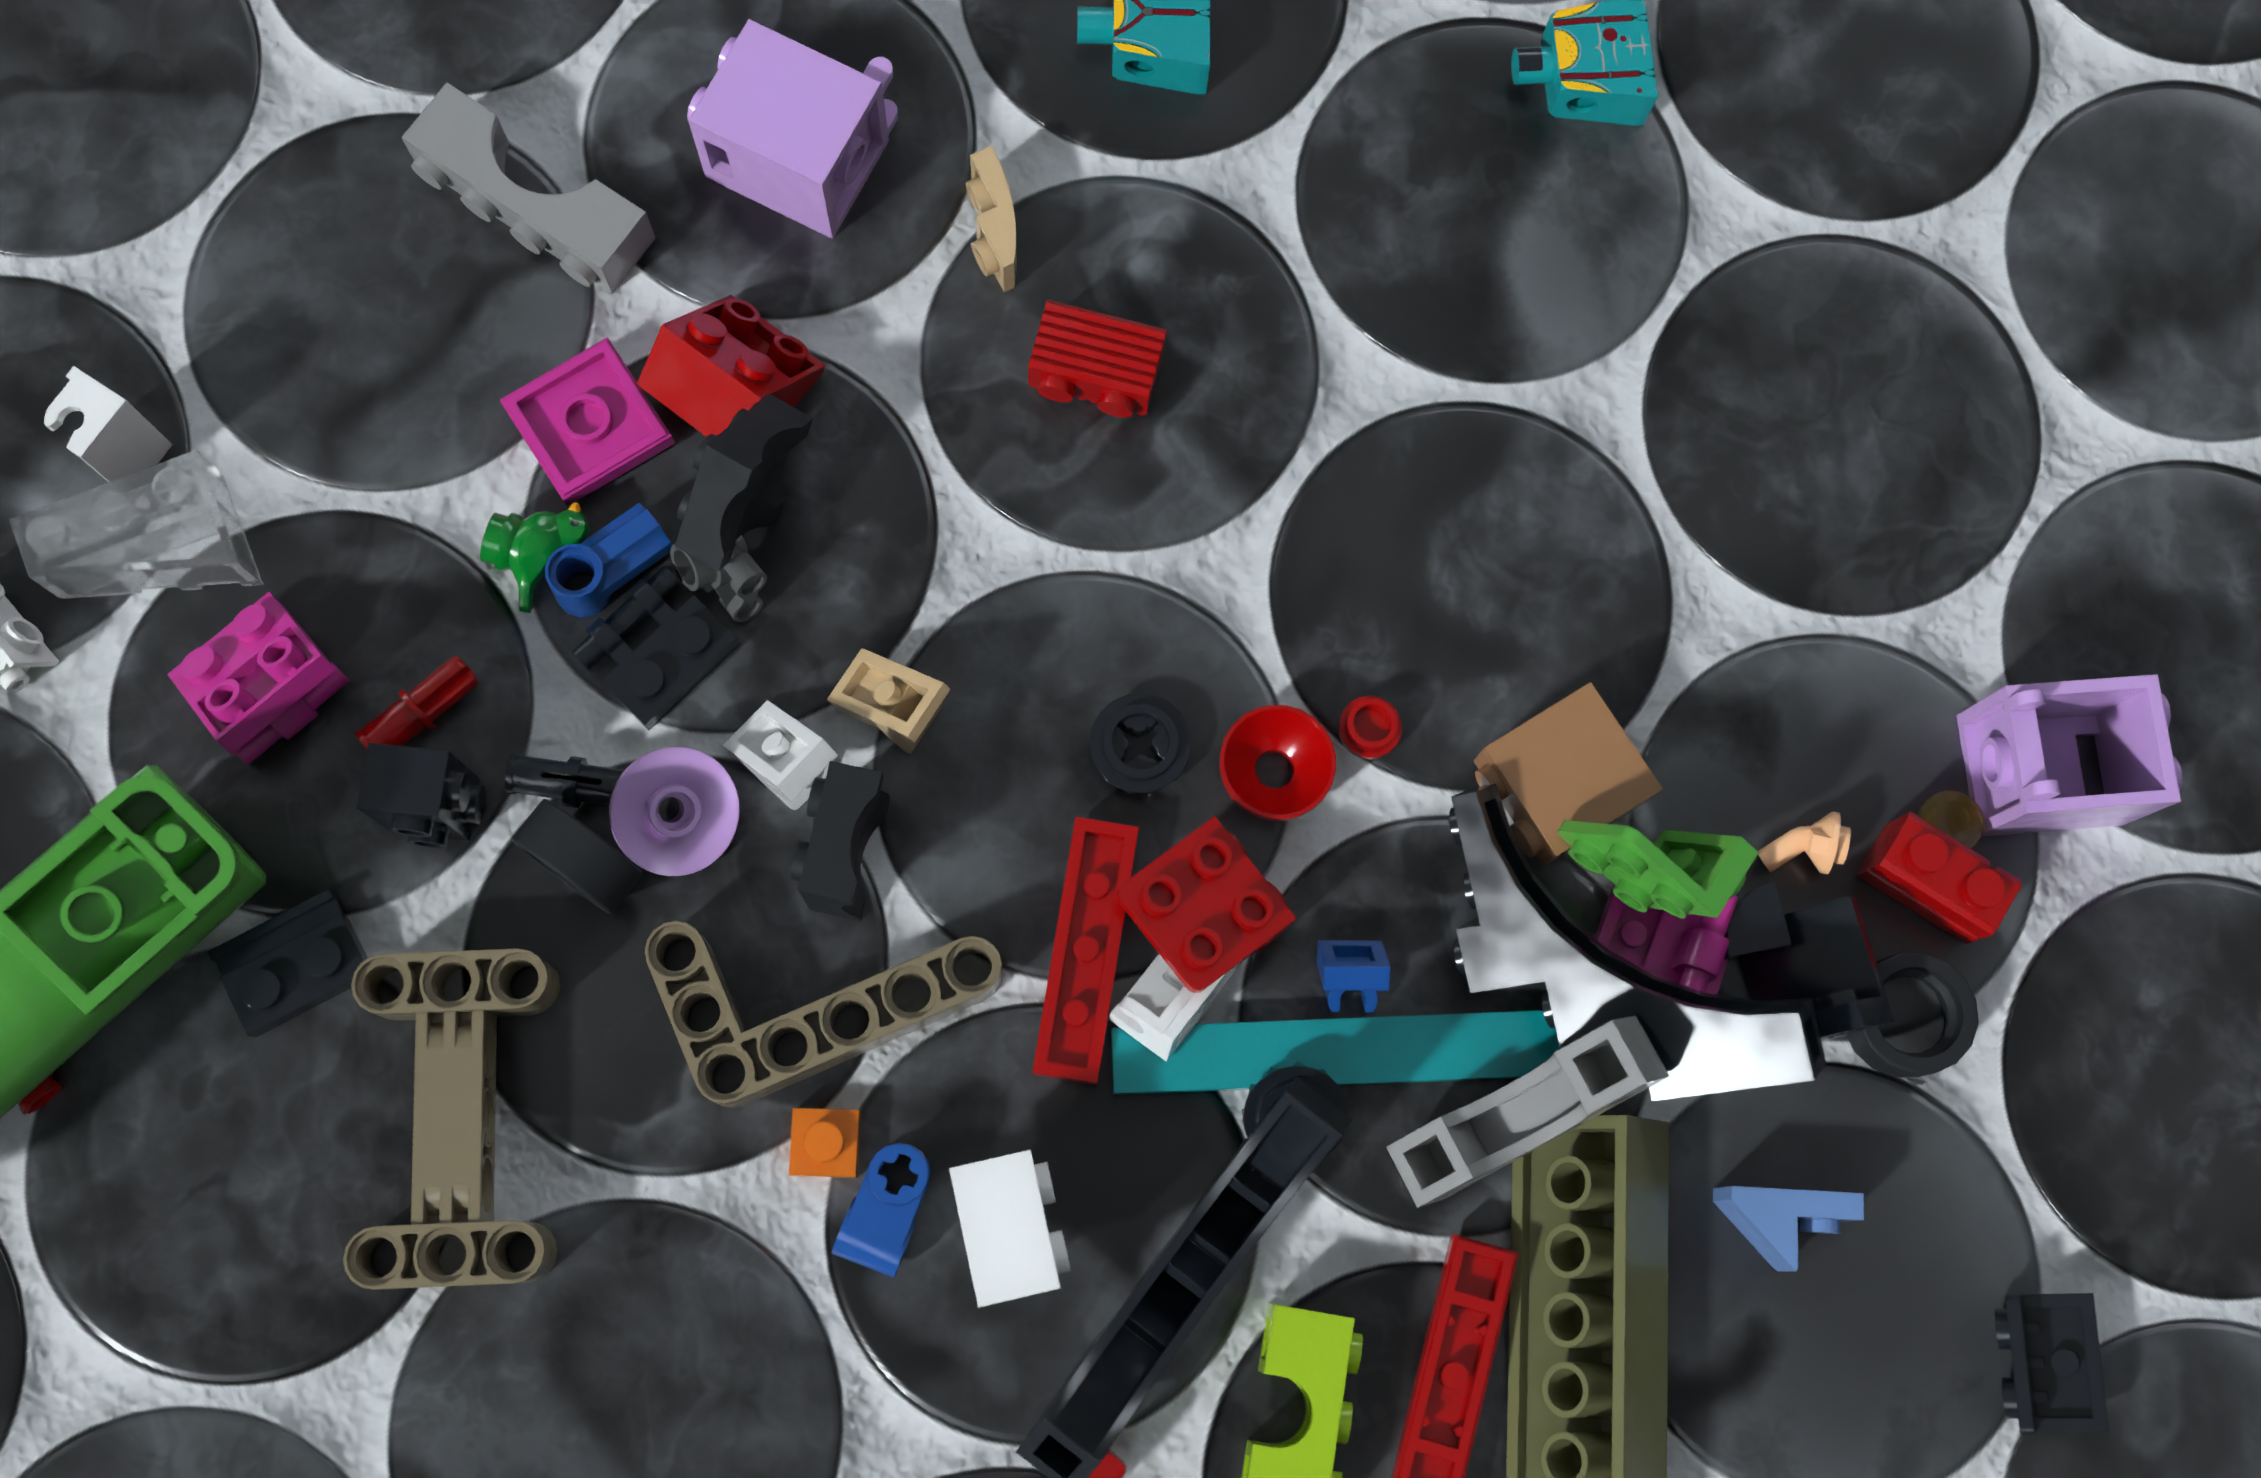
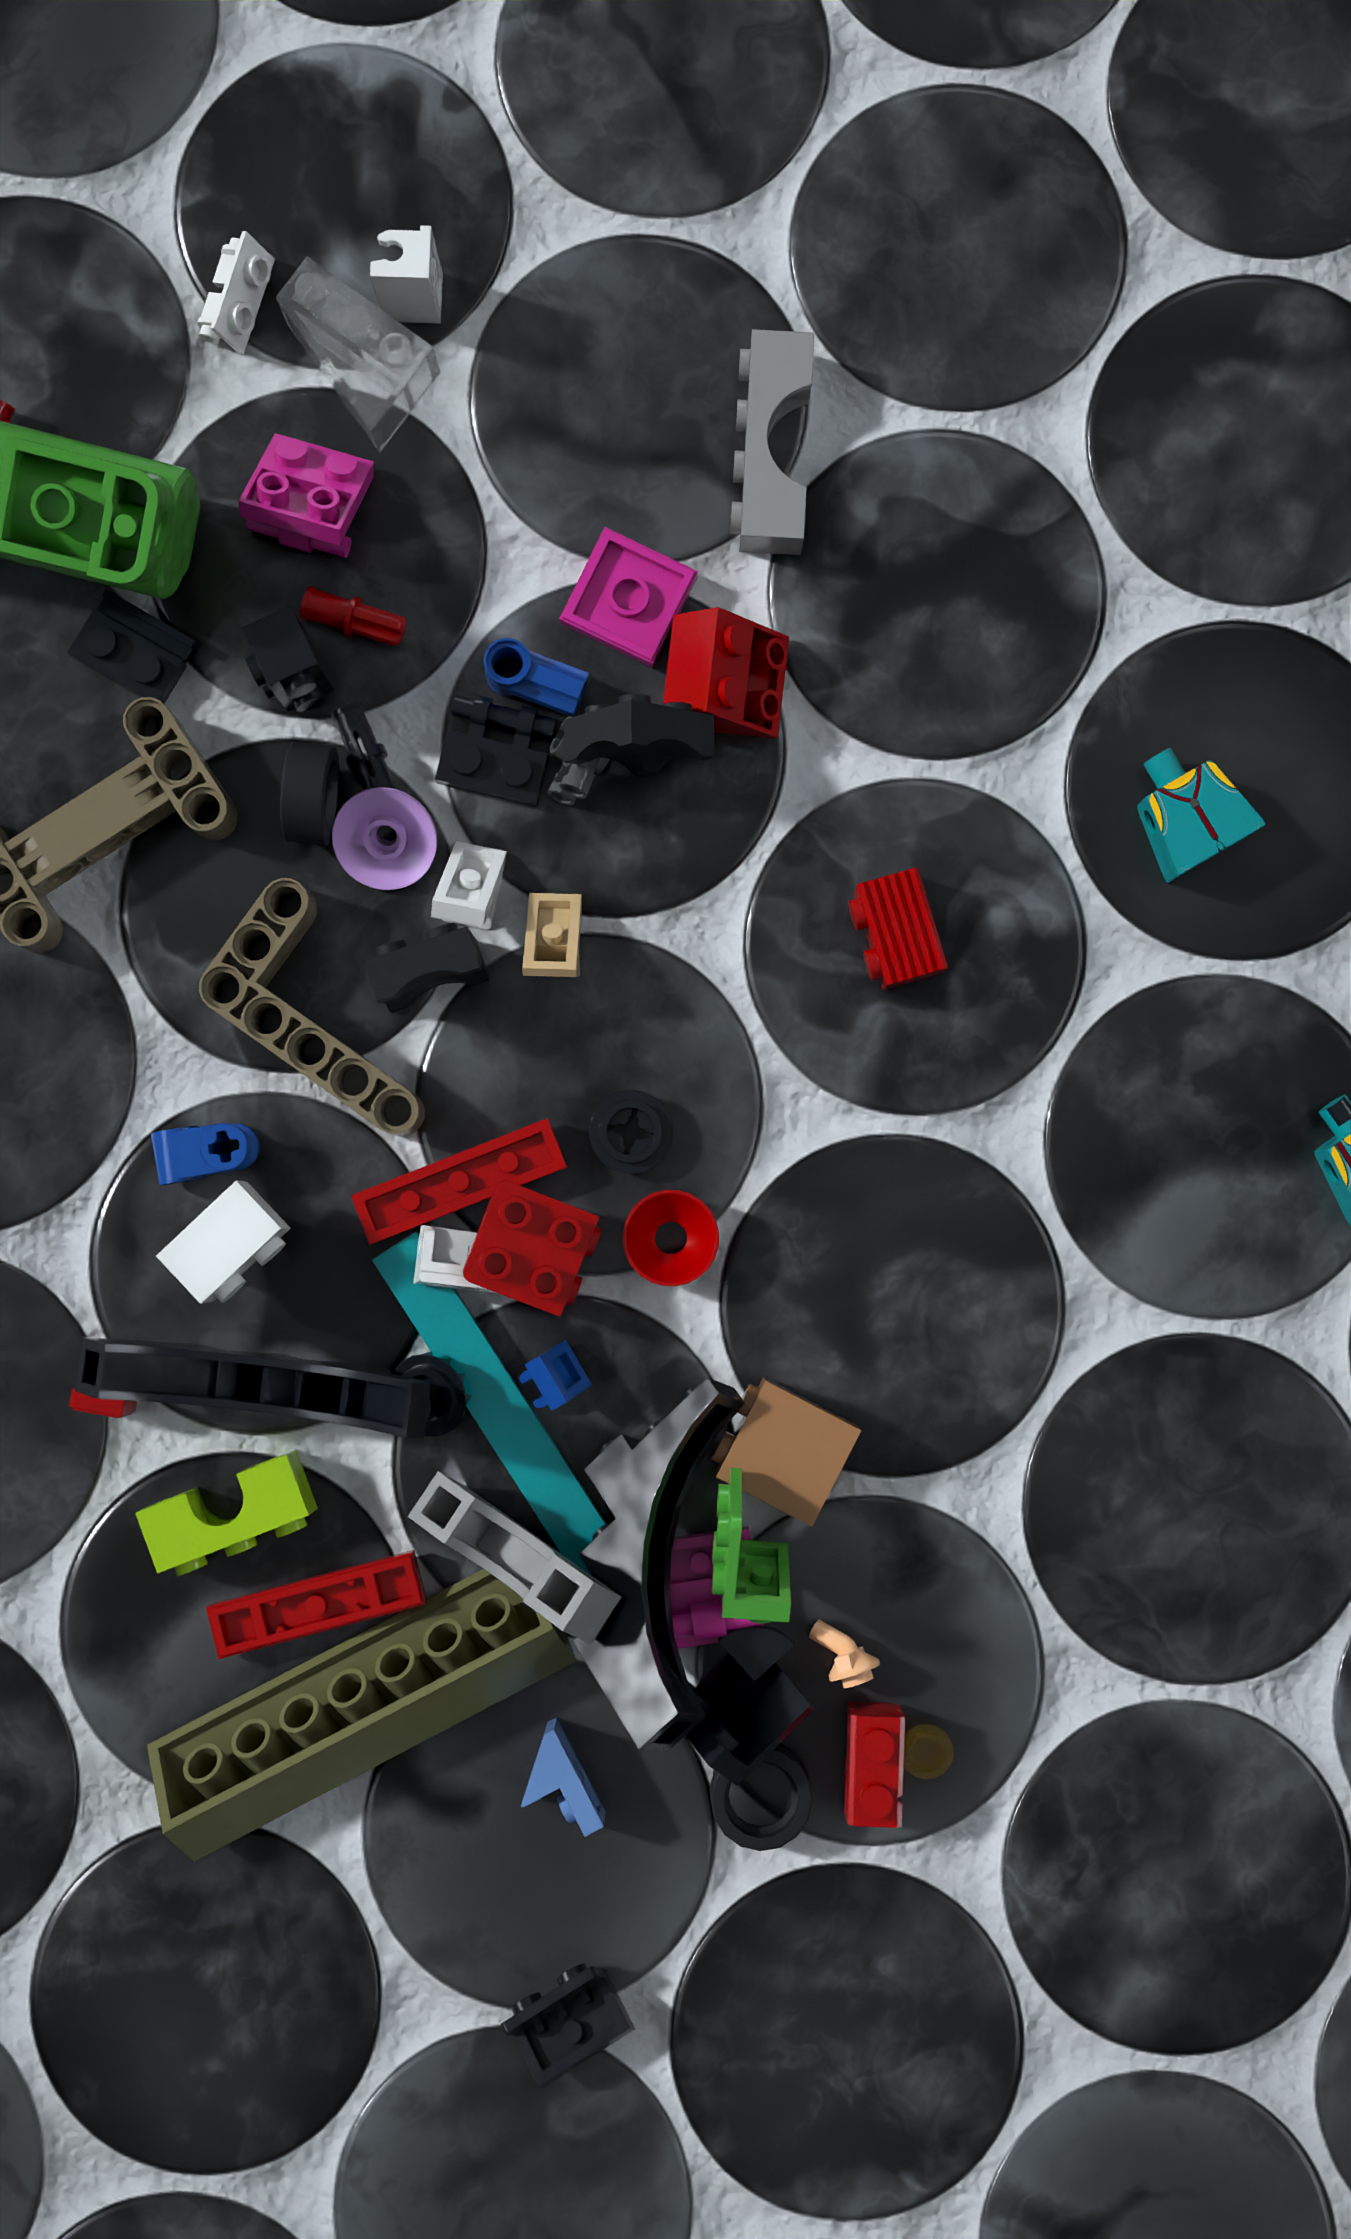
camera: 70 degrees right, 10 degrees up
(528, 543) = (514, 618): green animal -> none
(792, 126) = (936, 600): lavender container -> none
(824, 1143) = (224, 1083): orange plate -> none
(996, 219) = (944, 805): tan slope -> none
(1370, 727) = (742, 1288): red plate -> none
(2027, 760) = (1002, 1791): lavender container -> none

